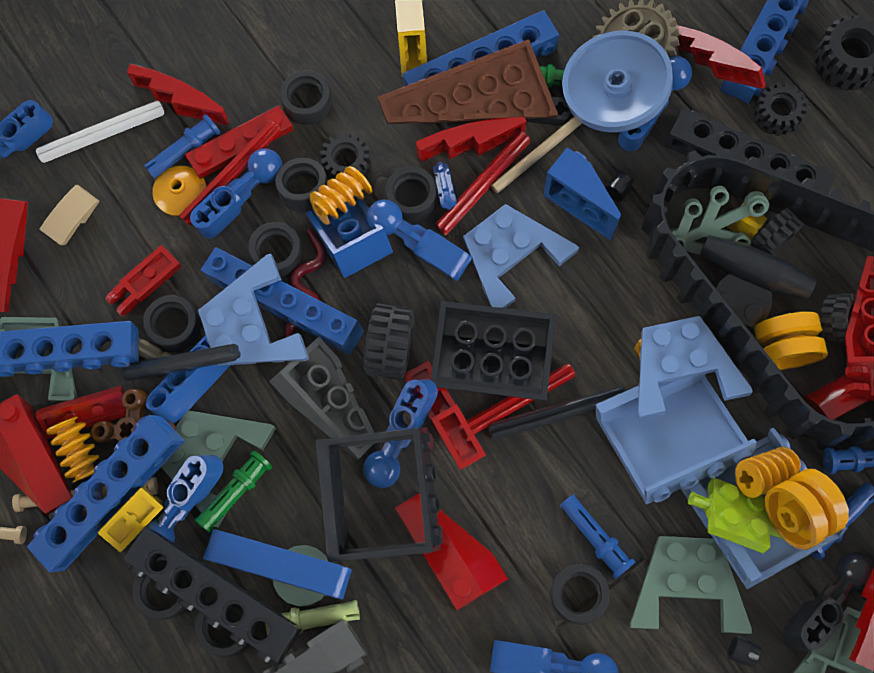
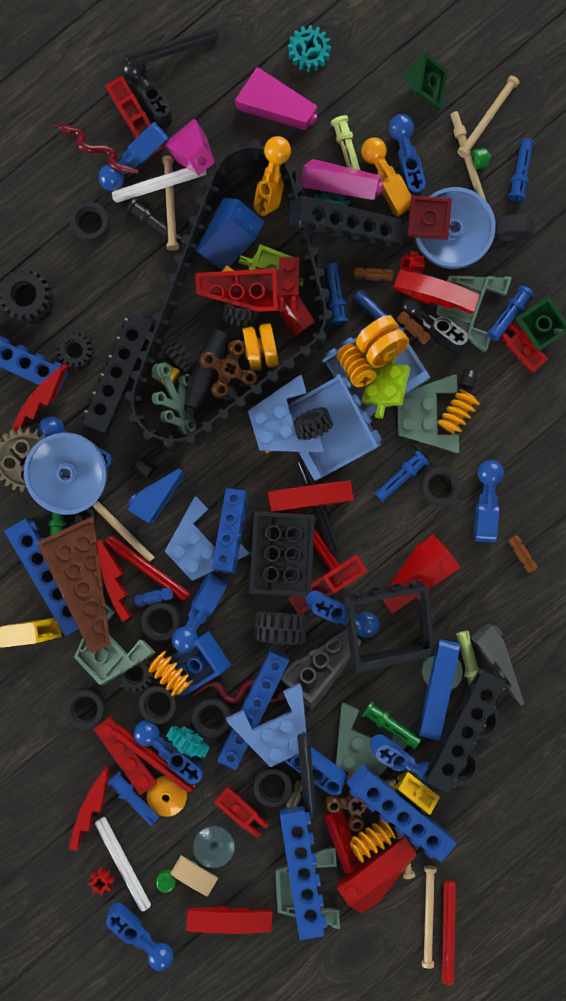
camera: 100 degrees left, 15 degrees up
(67, 178) = (165, 881): none -> green piece
(83, 103) = (97, 885): none -> red gear
(97, 232) = (211, 856): none -> clear light blue dish
(246, 212) = (188, 741): none -> teal gear
(366, 127) = (111, 660): none -> sand green wing
(529, 286) = (230, 531): none -> blue brick
(573, 398) = (310, 496): none -> red slope
(680, 404) = (313, 423): none -> black tyre
(693, 630) = (458, 412): none -> light orange piece
(772, 295) = (220, 365): none -> reddish brown gear
(824, 571) = (413, 327): none -> dark orange axle

